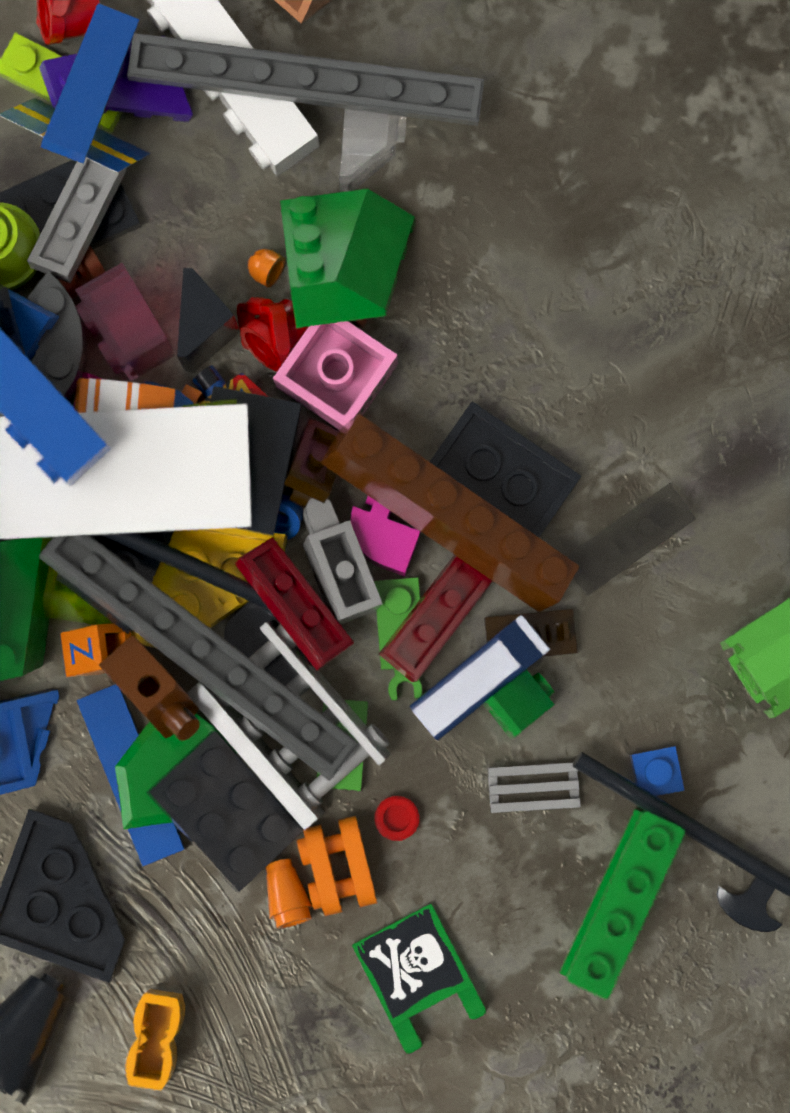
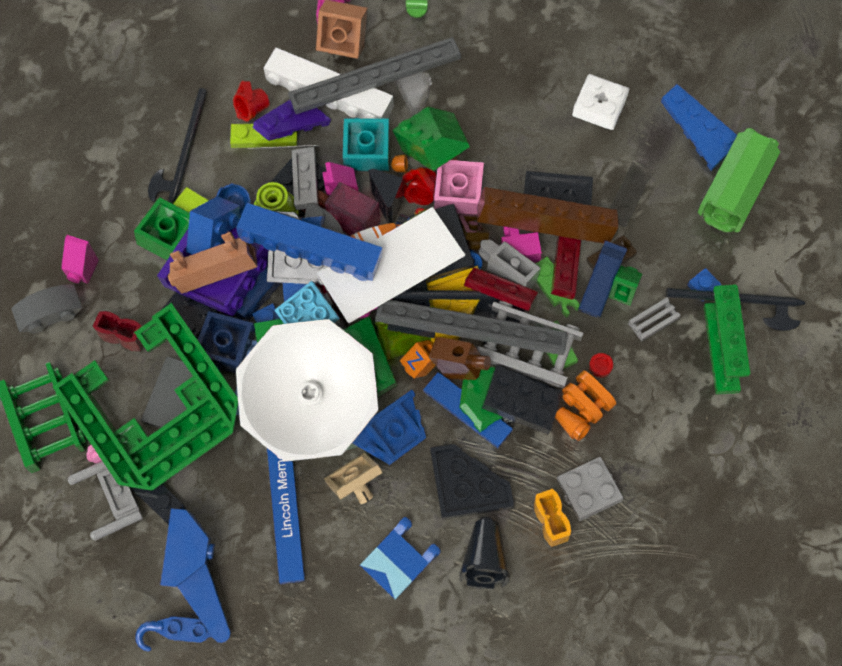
camera: 30 degrees left, 15 degrees down
(90, 83) = (281, 118): blue tile -> none
(141, 249) = (338, 173): none -> dark pink slope
(221, 202) = (366, 144): none -> teal brick
(251, 1019) = (589, 489): none -> light grey plate
(414, 969) = (651, 426): flag -> none
(684, 309) = (604, 113): none -> white brick

